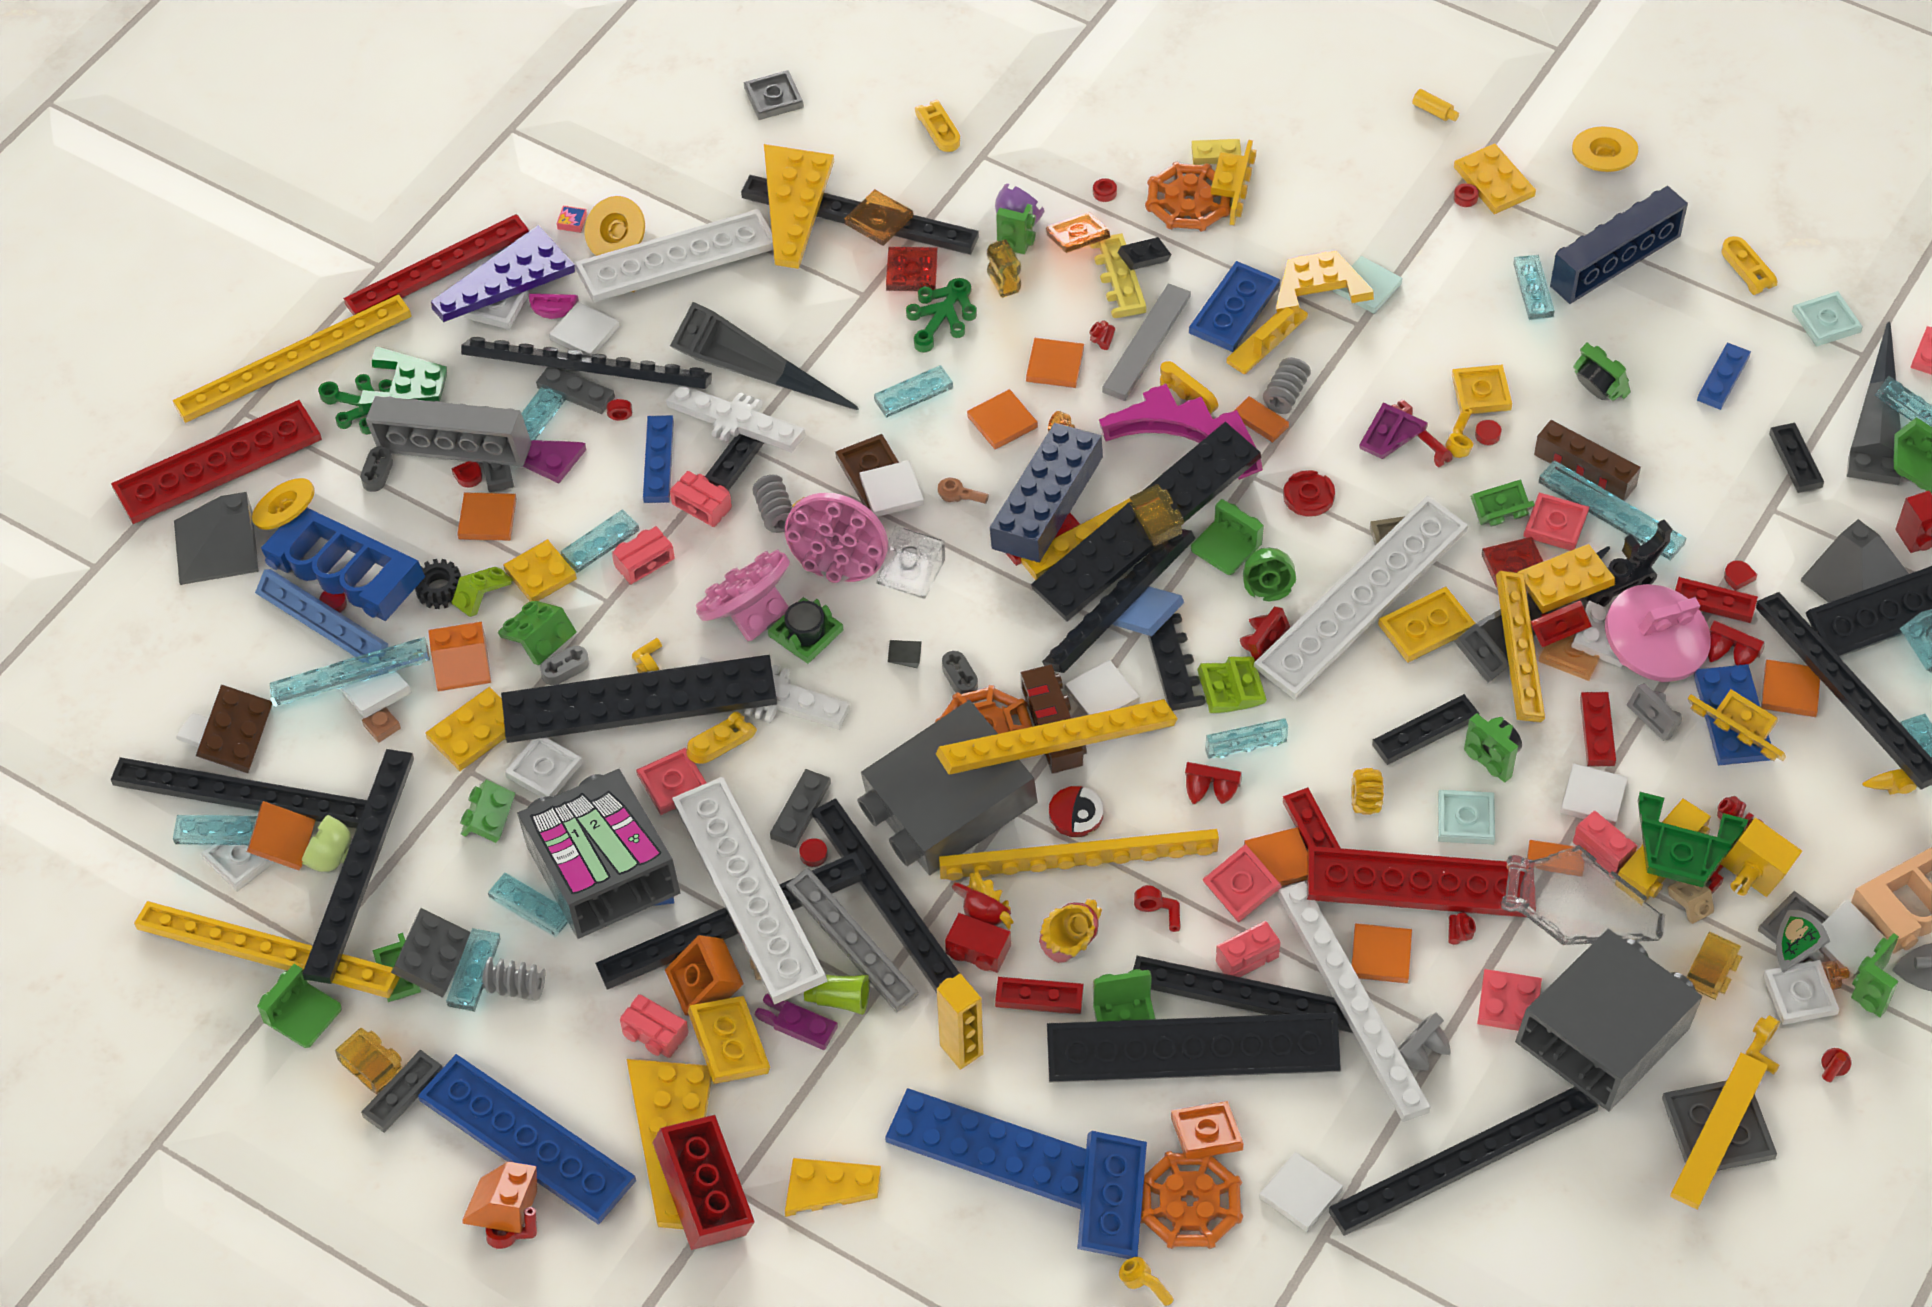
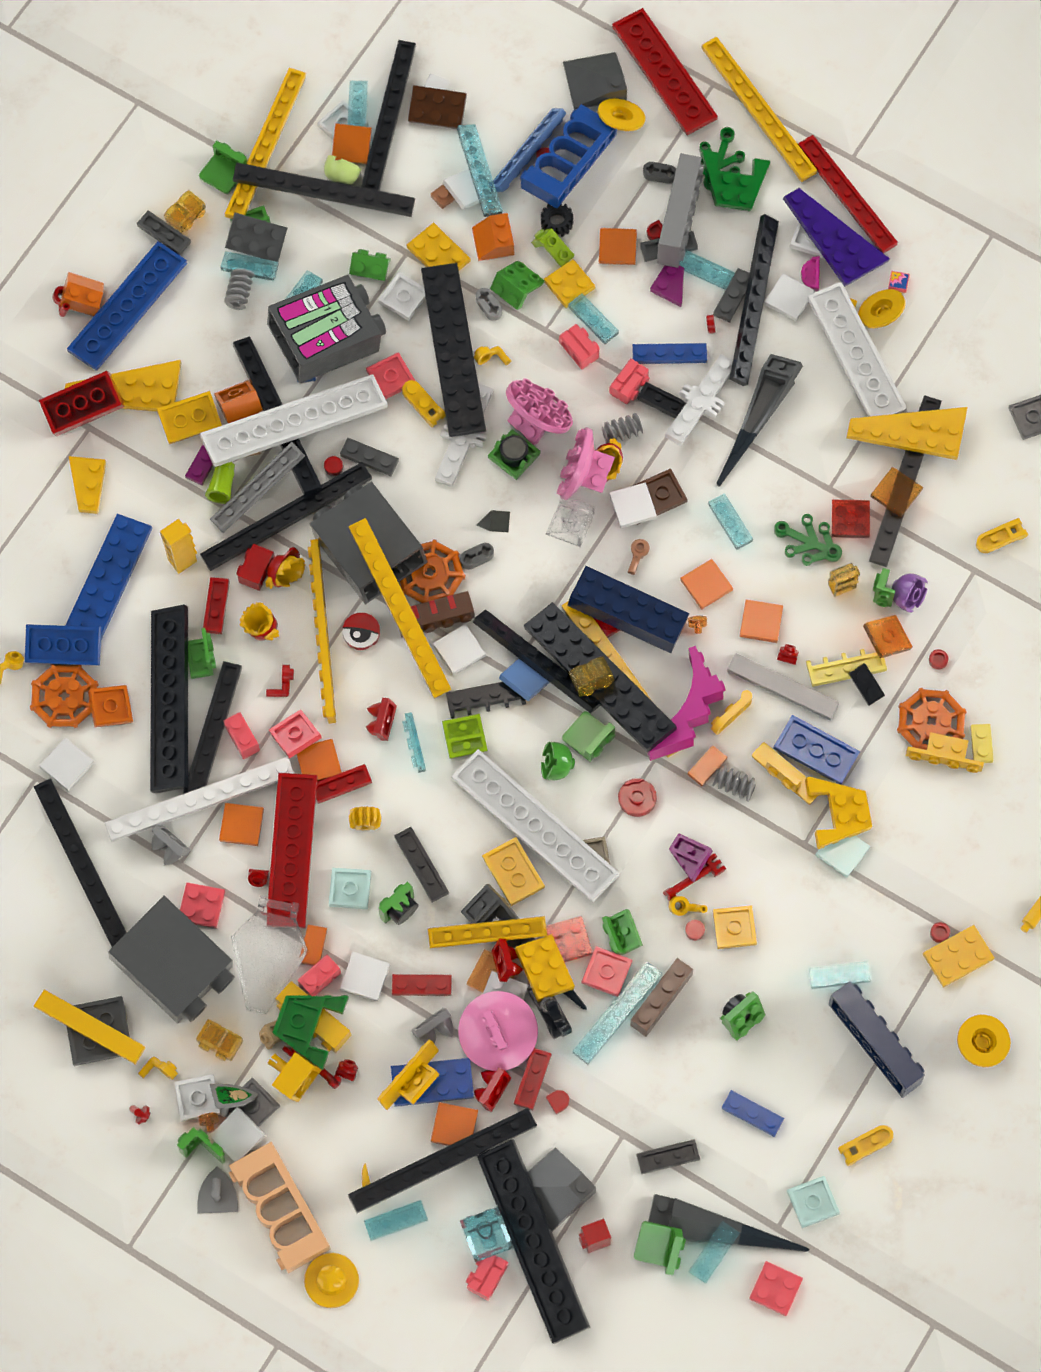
camera: 90 degrees right, 15 degrees up
(653, 1026) = (202, 373): coral brick -> none
(1268, 631) = (507, 762): red tile -> none

